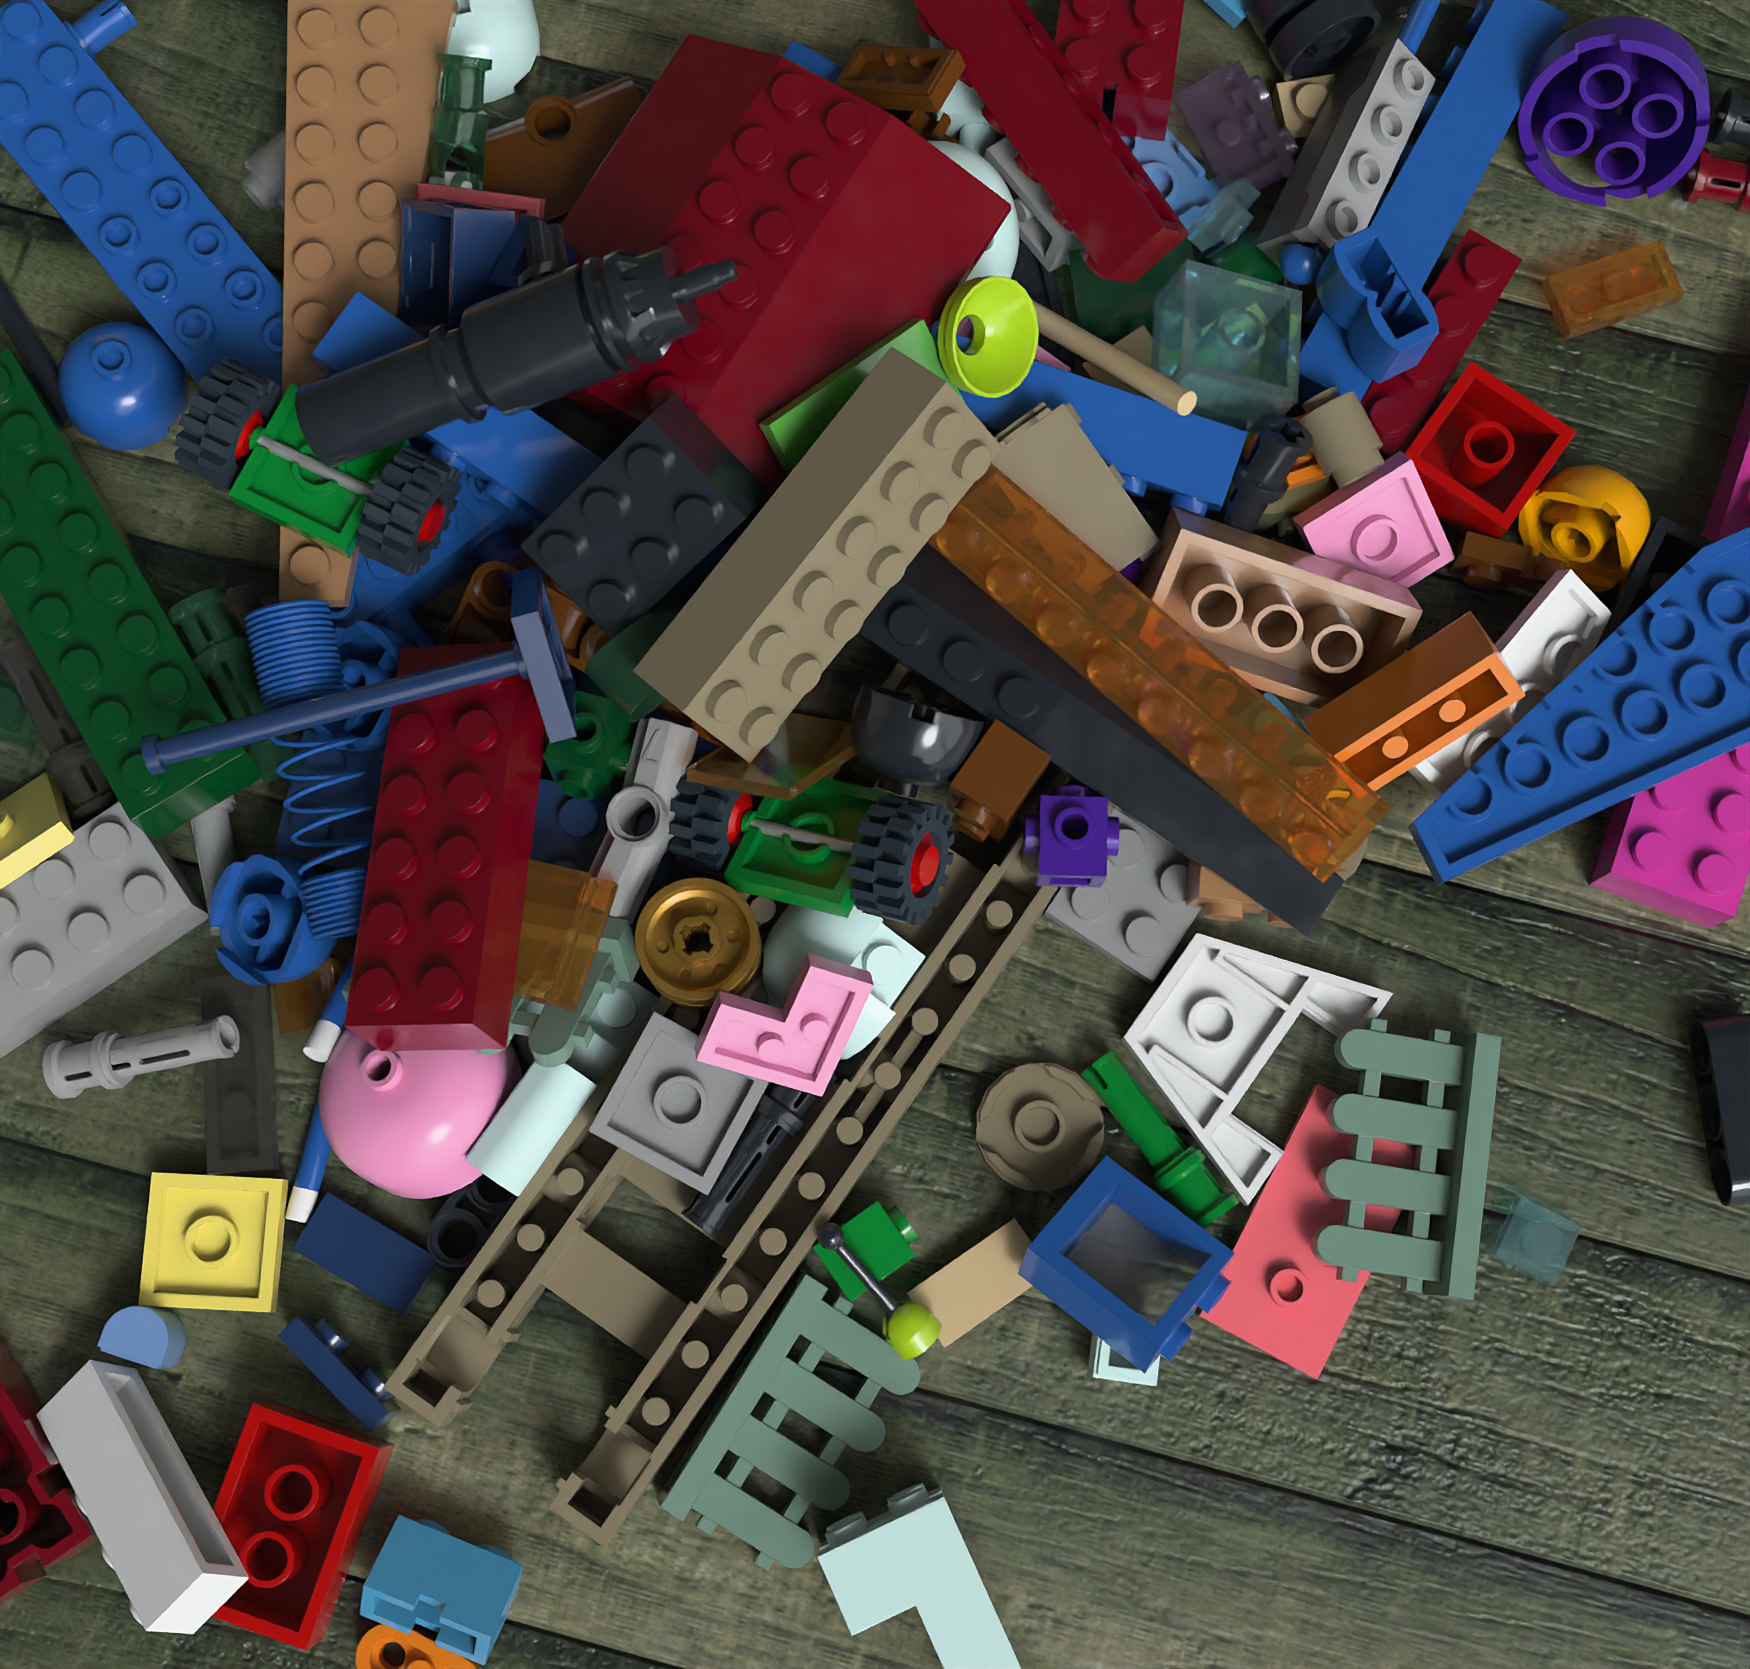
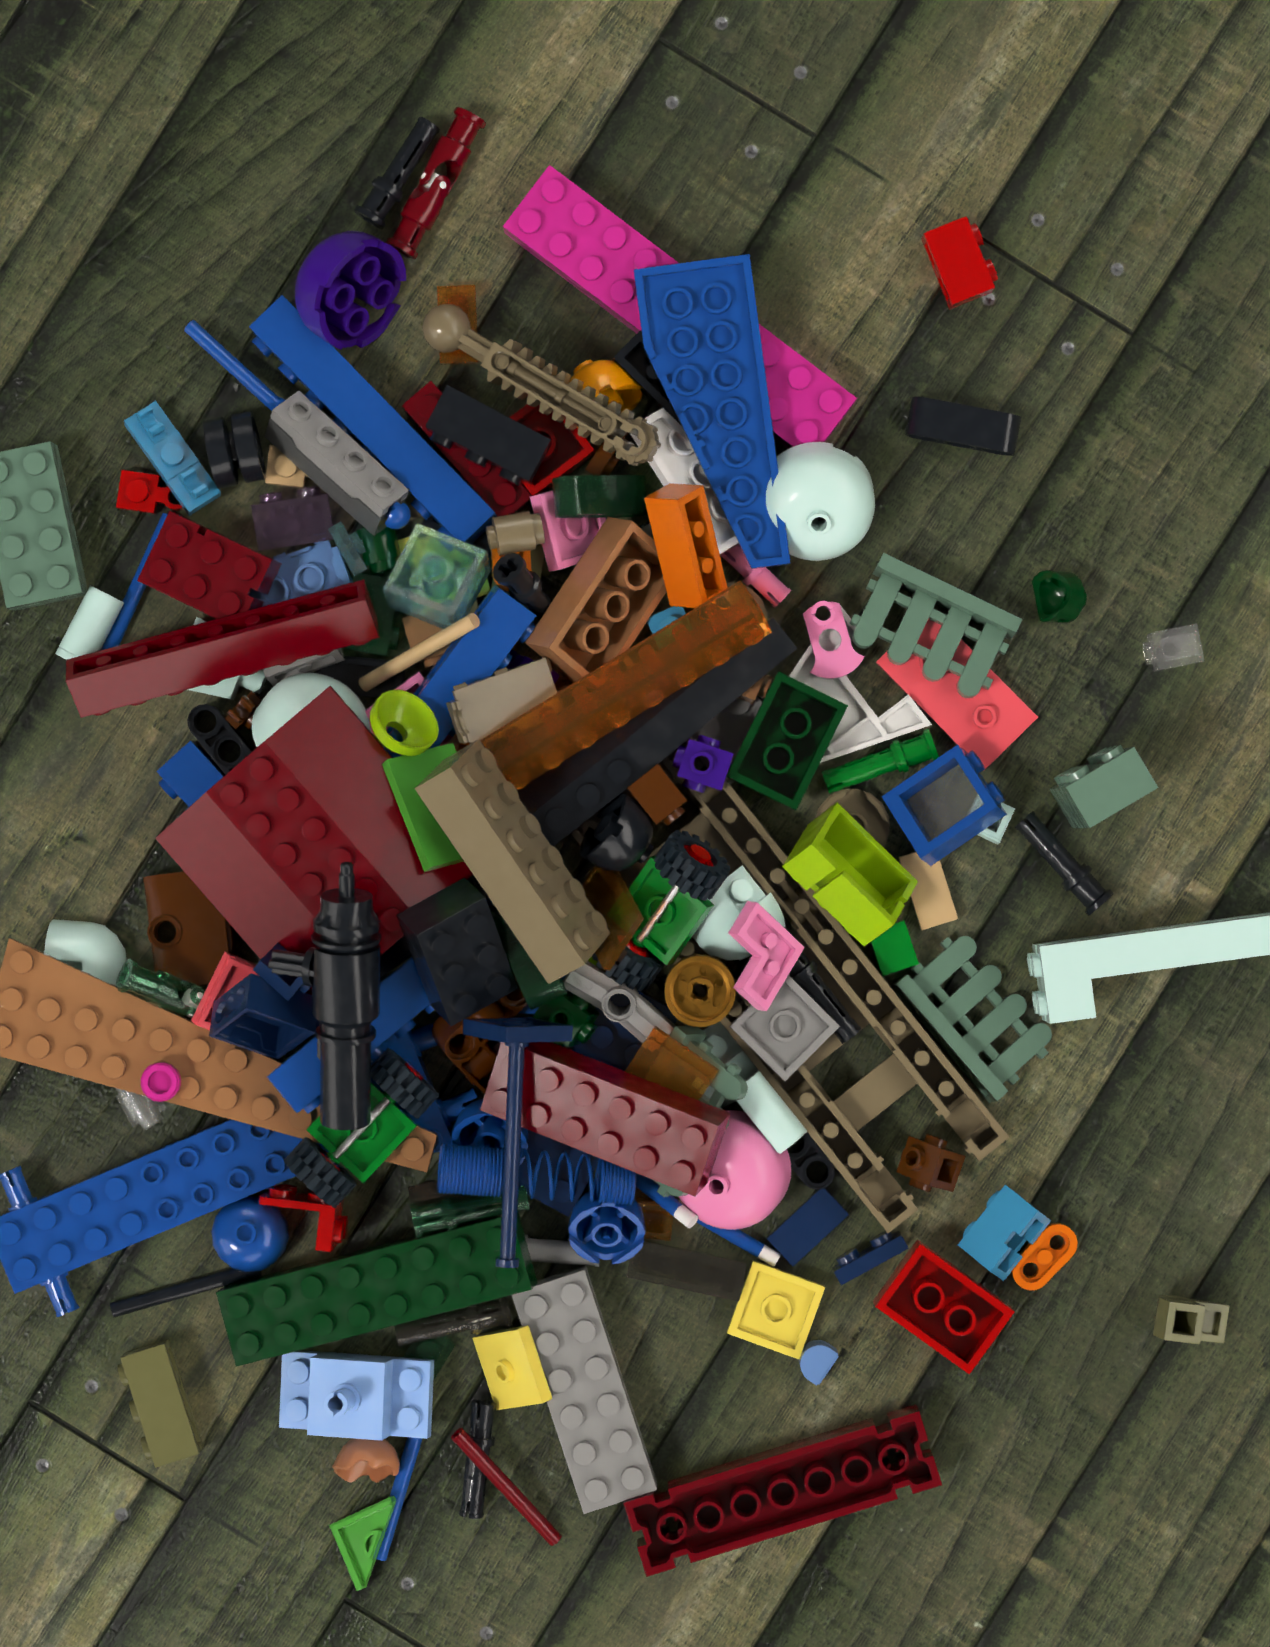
camera: 65 degrees left, 10 degrees up
(115, 1058) = (657, 1336): light grey pin -> none
(141, 1499) = (906, 1380): white brick -> none
(155, 485) = (331, 1223): none -> red bracket
(311, 155) = (160, 1081): none -> dark pink tile
(519, 1412) = (930, 1163): none -> reddish brown brick
(902, 76) = (209, 718): reddish brown plate -> none
(907, 1324) = (940, 936): hinge -> none
(964, 1140) = (850, 874): none -> lime piece
(1074, 1527) = (1076, 877): none -> black pin
(1150, 968) = (786, 741): none -> dark green brick
(1258, 1528) = (1103, 787): none -> sand green brick
(1302, 1023) = (830, 663): none -> bright pink piece
(1369, 296) = (433, 490): blue brick -> none
(1391, 851) = (761, 578): none -> bright pink pin
(1434, 552) = (599, 496): none -> clear green beam
(1475, 354) = (487, 436): none -> black brick
(1511, 1575) = (1173, 648): none -> clear brick
(1528, 1350) = (1058, 596): none -> dark green piece
(1535, 1241) = (1000, 567): clear light blue plate -> none
(1583, 421) = (449, 329): none -> dark tan gear
(1587, 915) = (826, 484): none -> light aqua cylinder

